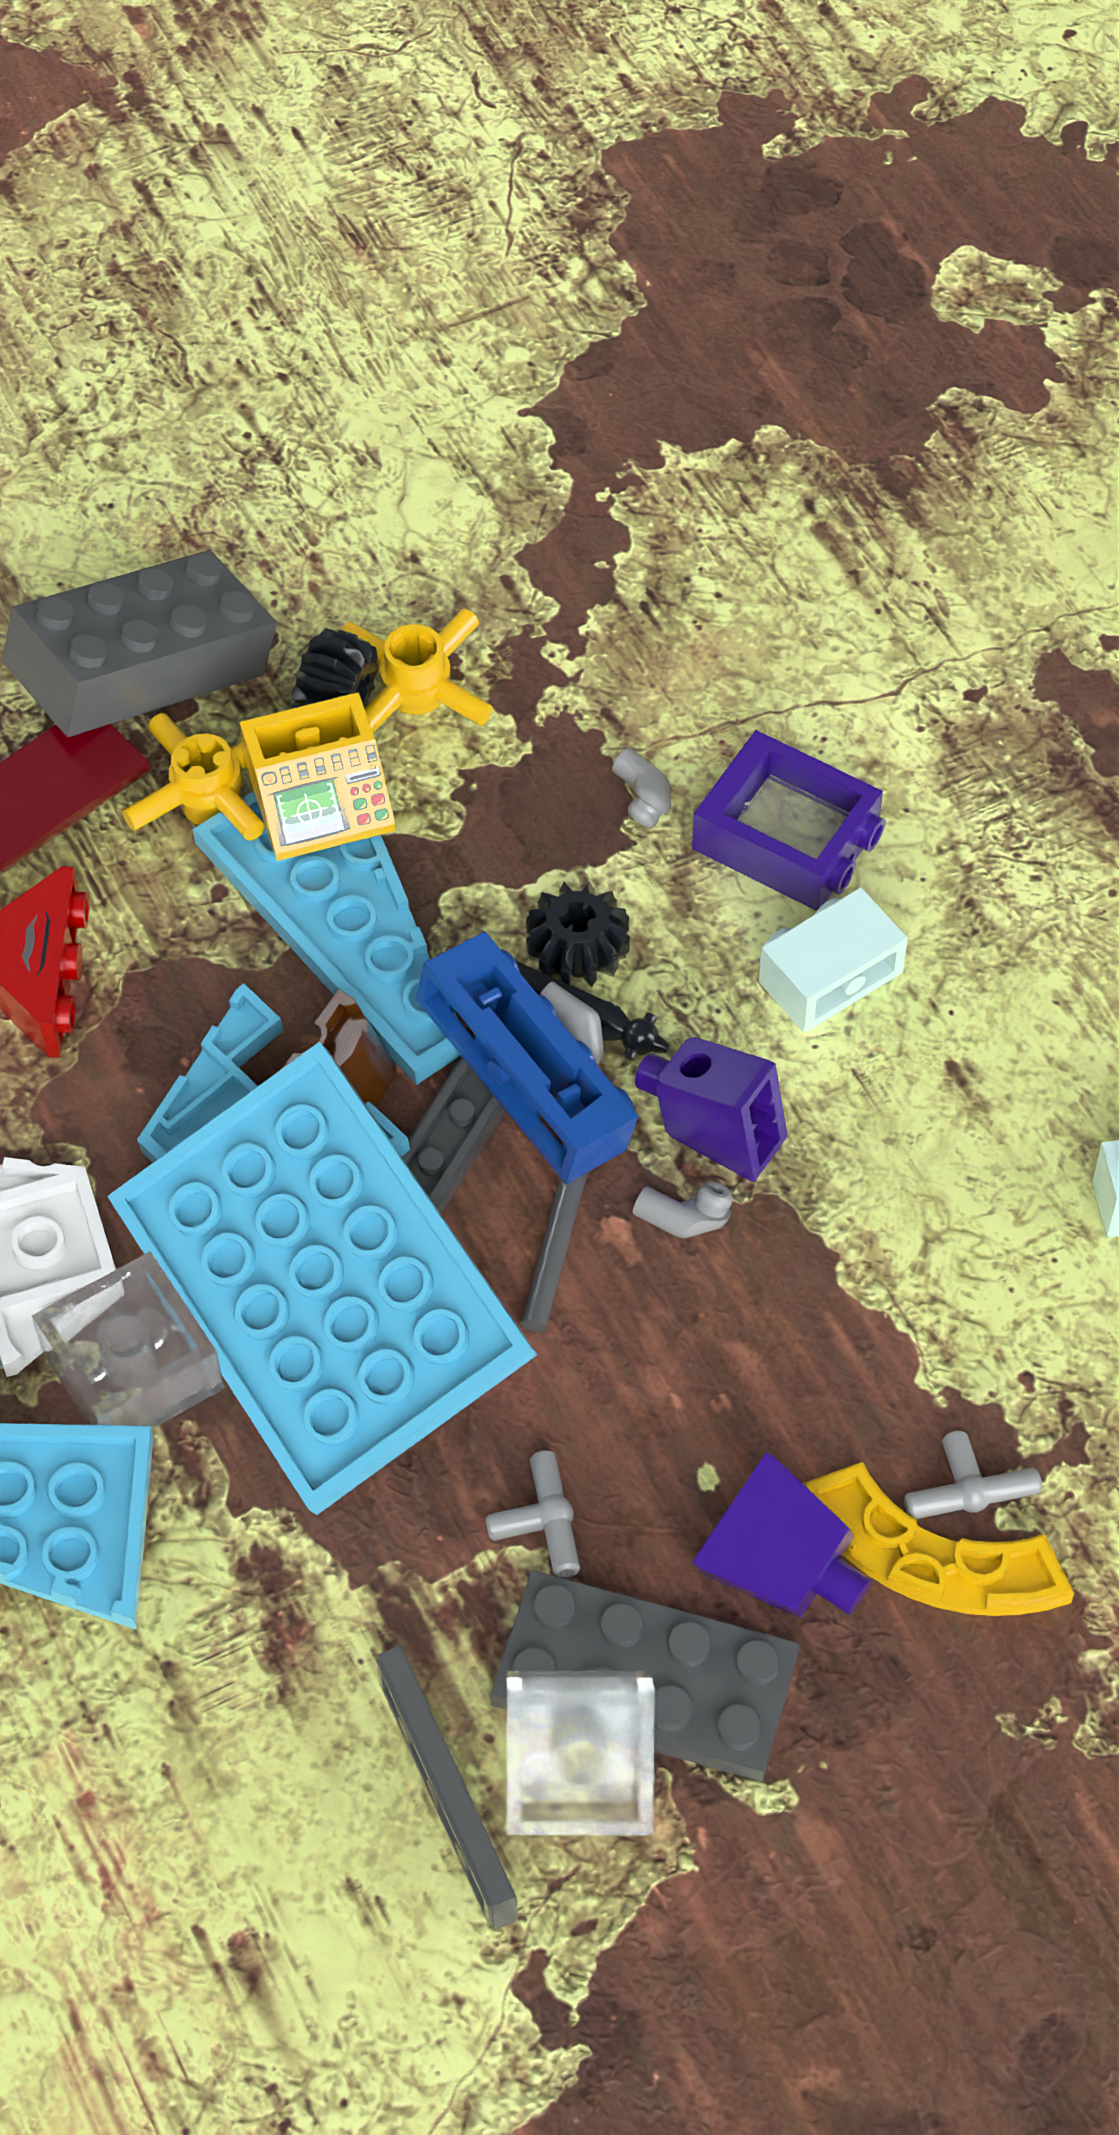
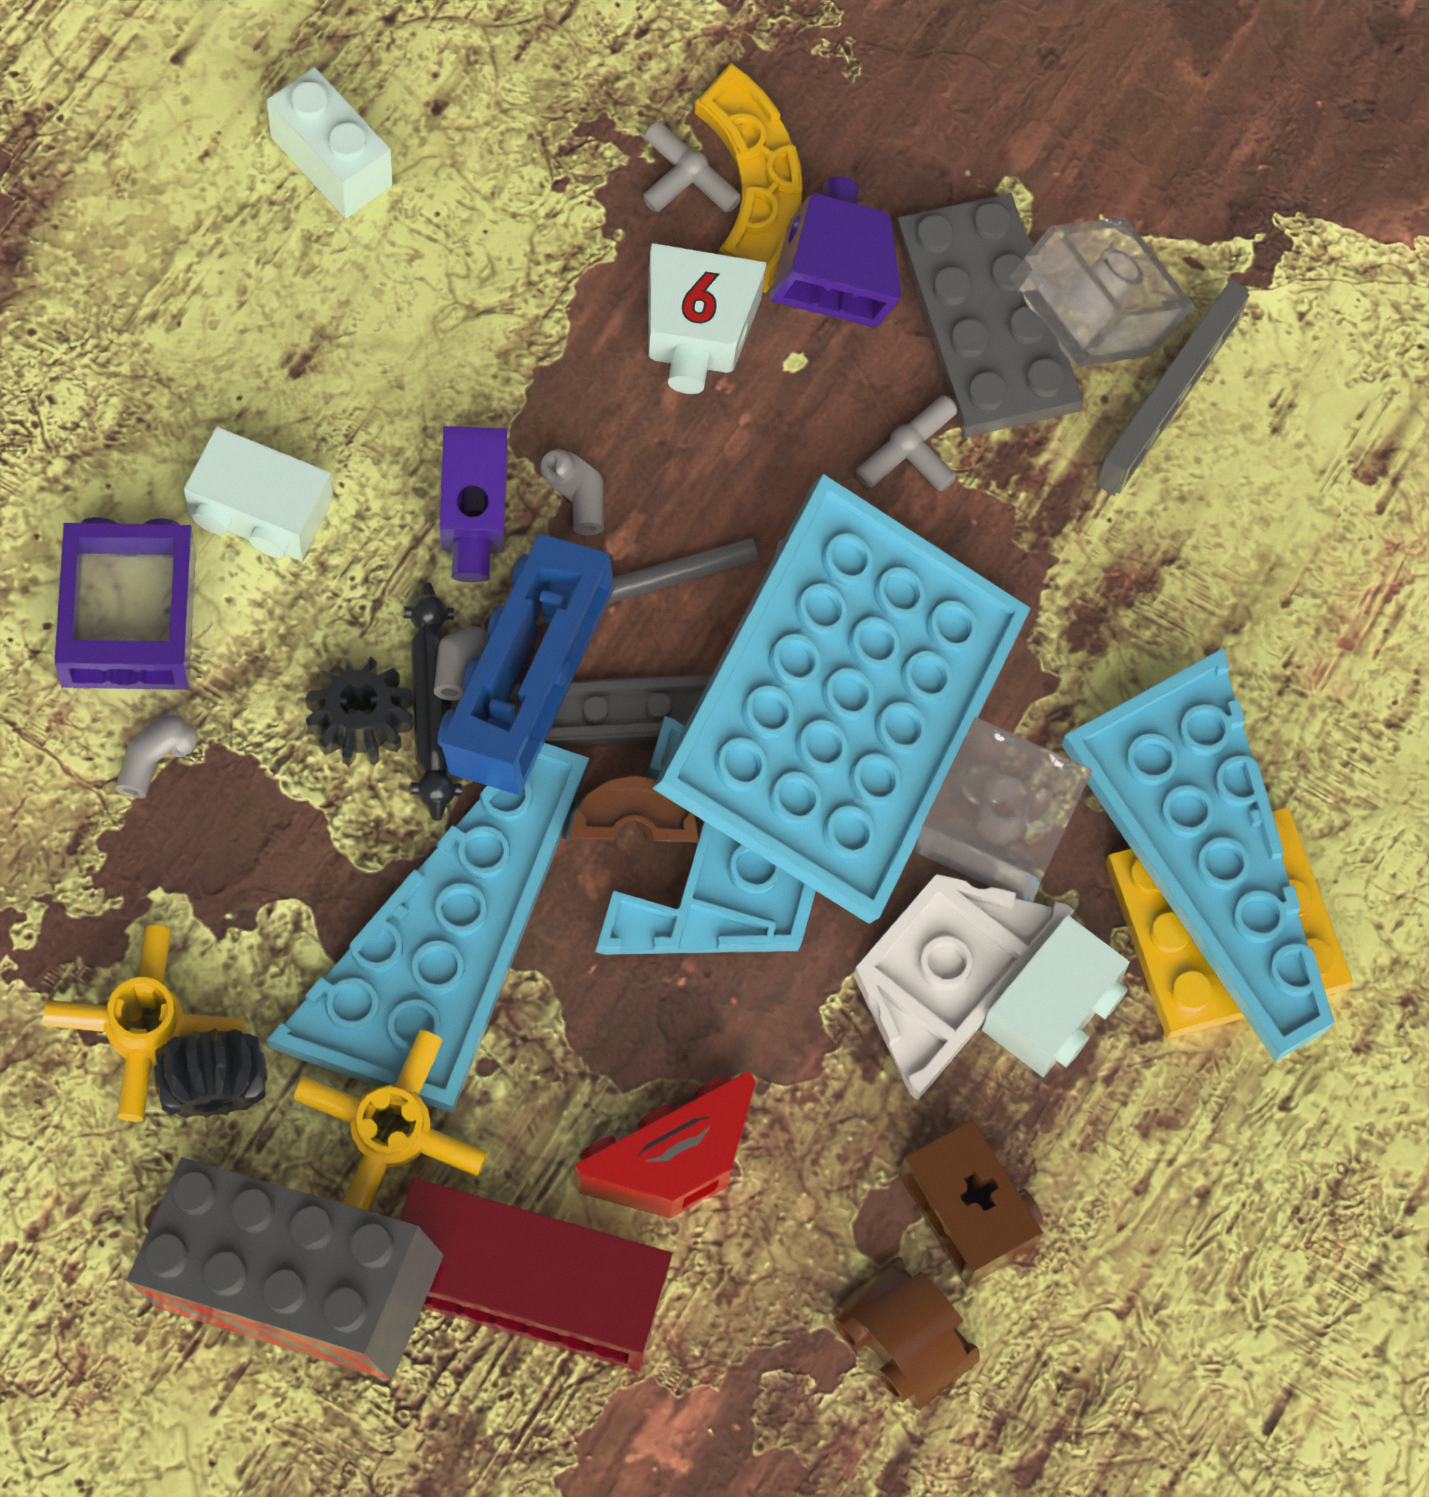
camera: 130 degrees left, 10 degrees up
(317, 776) = (350, 998): yellow slope -> none
(800, 1396) = (700, 311): none -> light aqua torso

